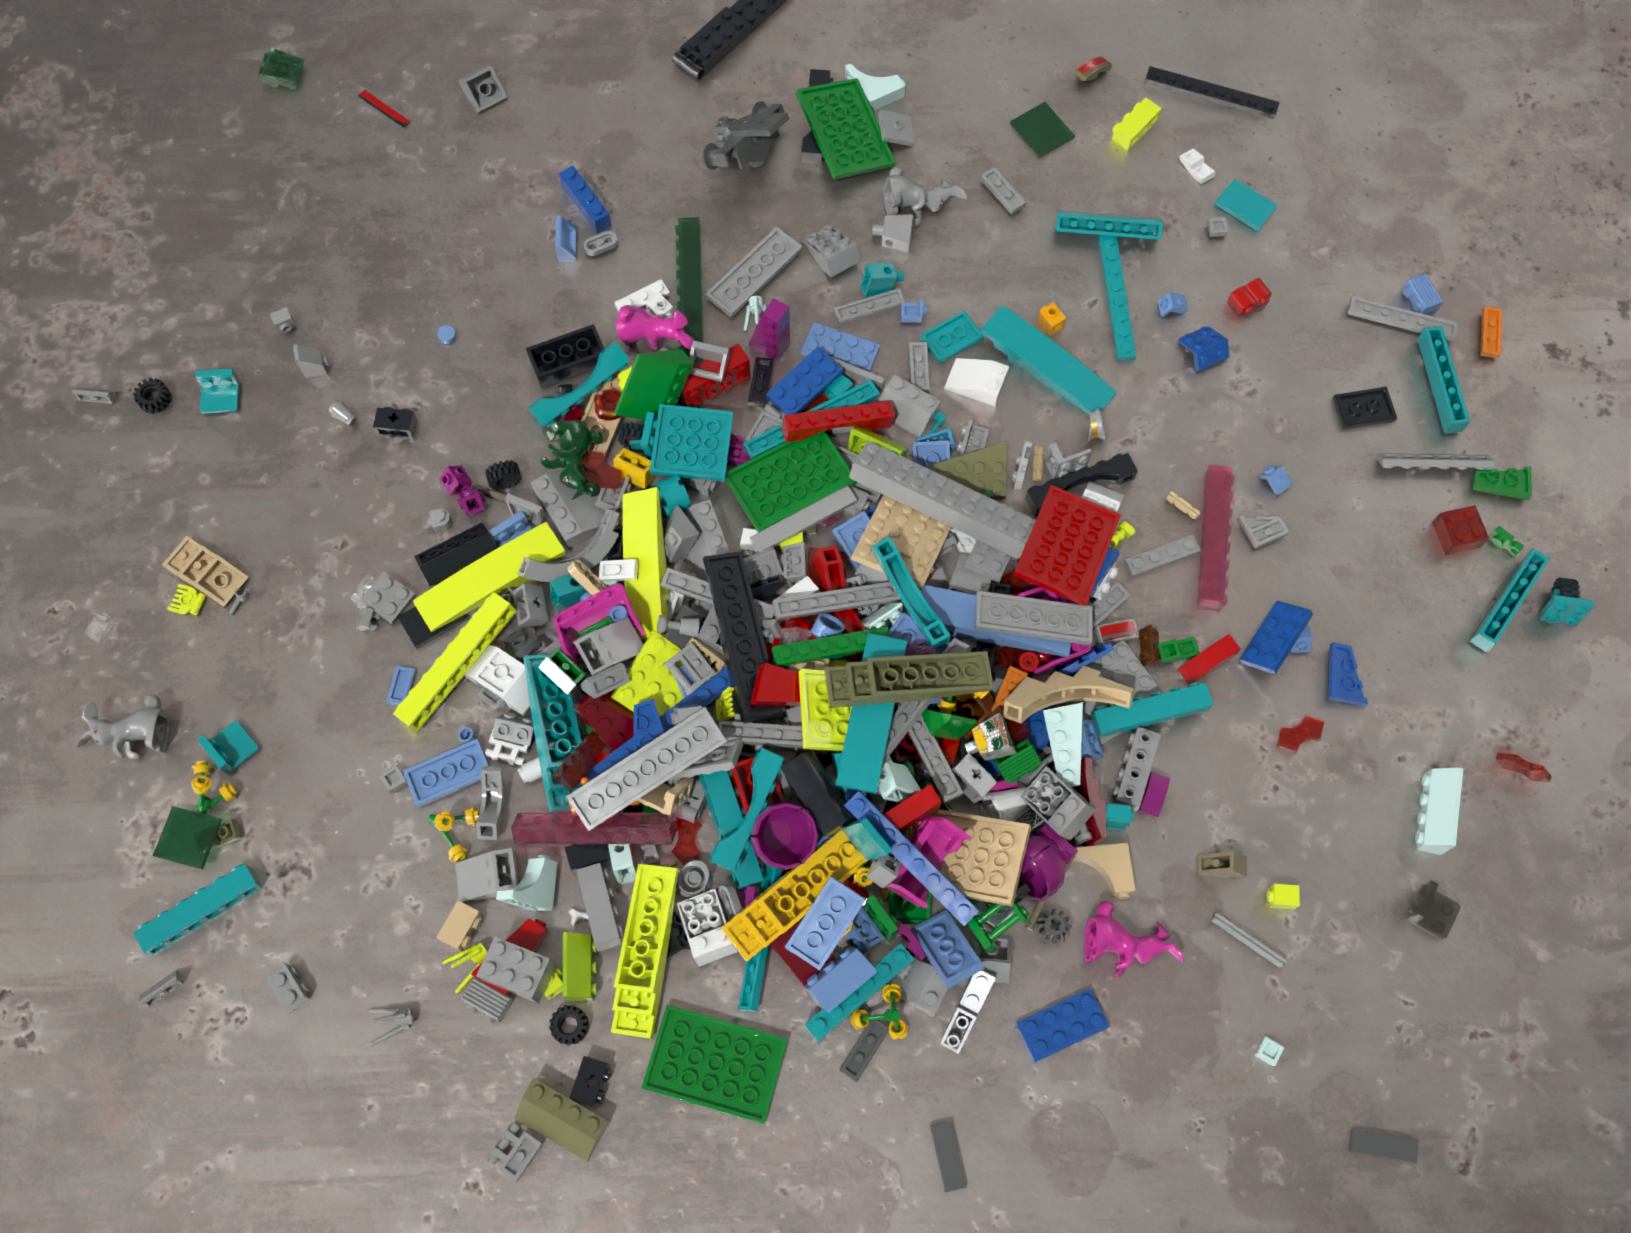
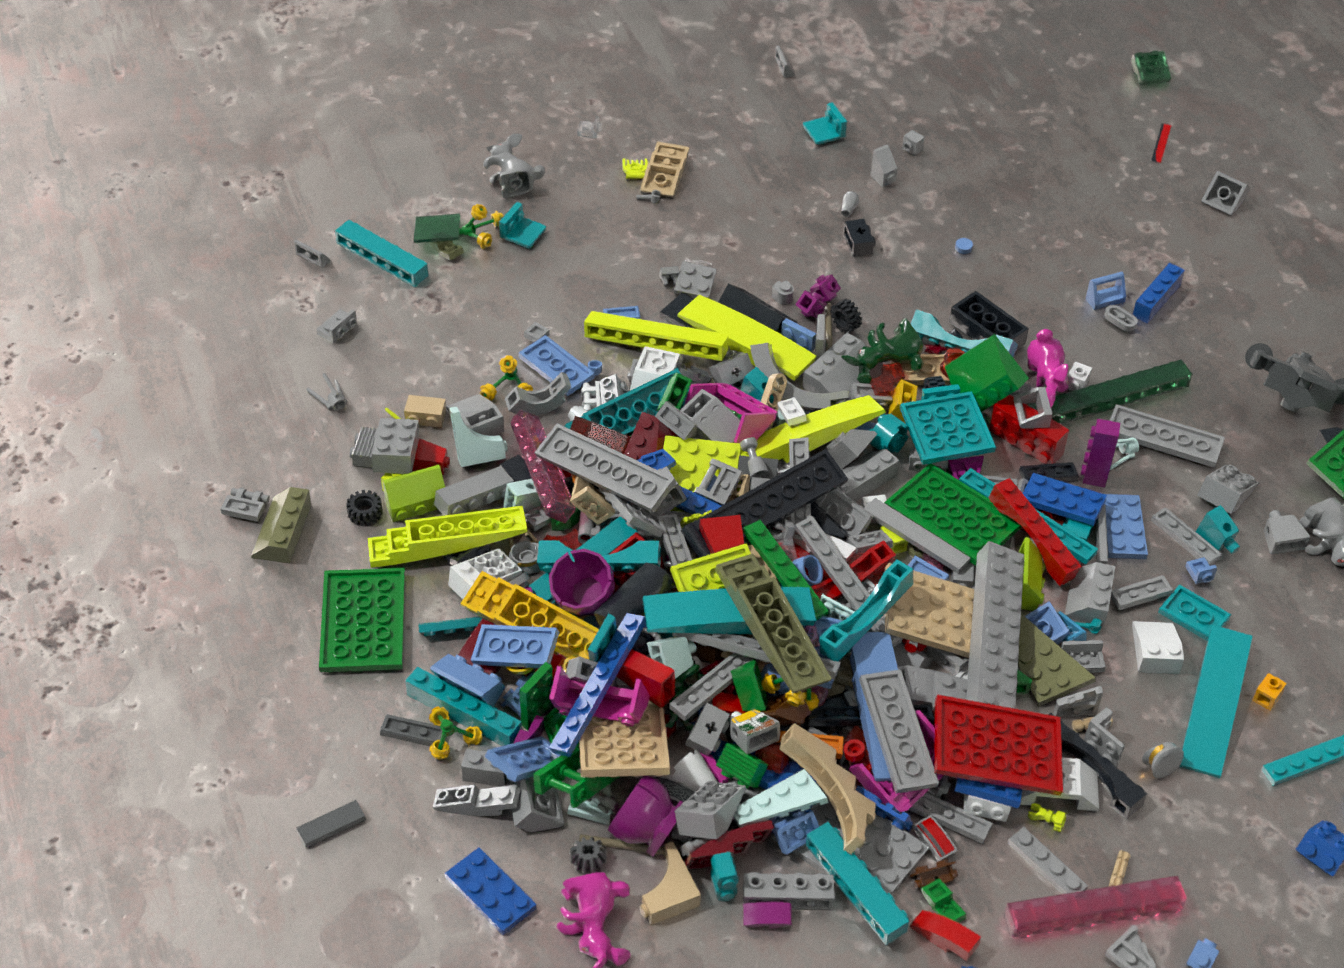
camera: 70 degrees right, 20 degrees down
(156, 403) = (801, 92): black tyre -> none
(581, 1090) = (319, 534): black brick -> none
(644, 295) = (1099, 372): white plate -> none

